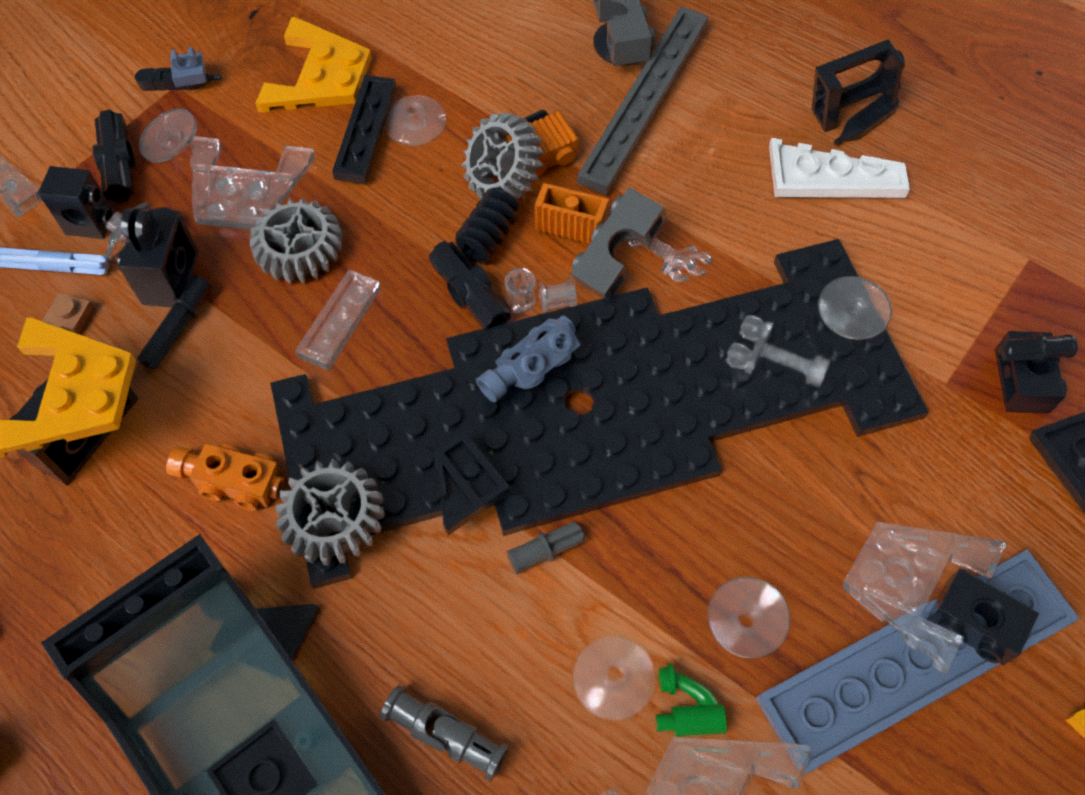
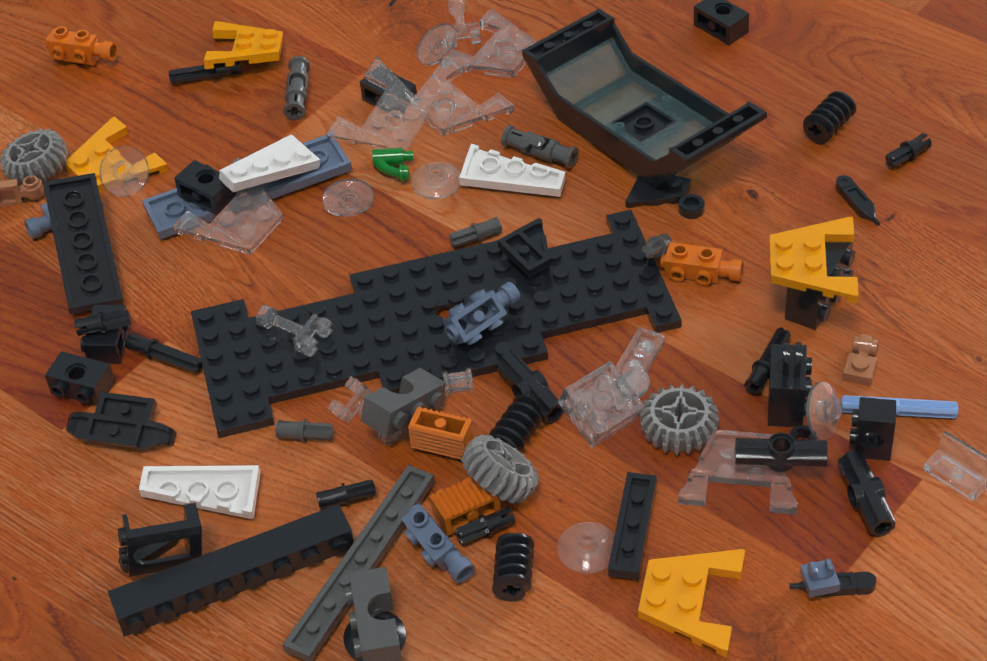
camera: 175 degrees left, 15 degrees down
(168, 135) = (819, 507): clear dish -> none
(189, 172) = (781, 452): none -> black piece
(288, 467) = (656, 246): none -> dark grey axle
(310, 489) = (618, 227): light grey gear -> none
(378, 241) = (605, 401): none -> clear brick
(489, 82) = (513, 566): none -> black piece
(503, 673) = (501, 173): none -> white wing
(519, 287) = (487, 379): clear bush -> none
(566, 95) = (436, 544): none -> sand blue brick
(673, 165) = (345, 494): none -> black axle
(734, 238) = (304, 430): none -> dark grey axle
(760, 88) = (231, 570): none -> black brick
(857, 296) = (226, 355): clear dish -> none
(883, 662) = (269, 164): none -> white wing
(957, 352) = (153, 349): none -> black axle
(958, 246) = (121, 422): none -> black plate
(1035, 305) = (79, 378): none -> black brick

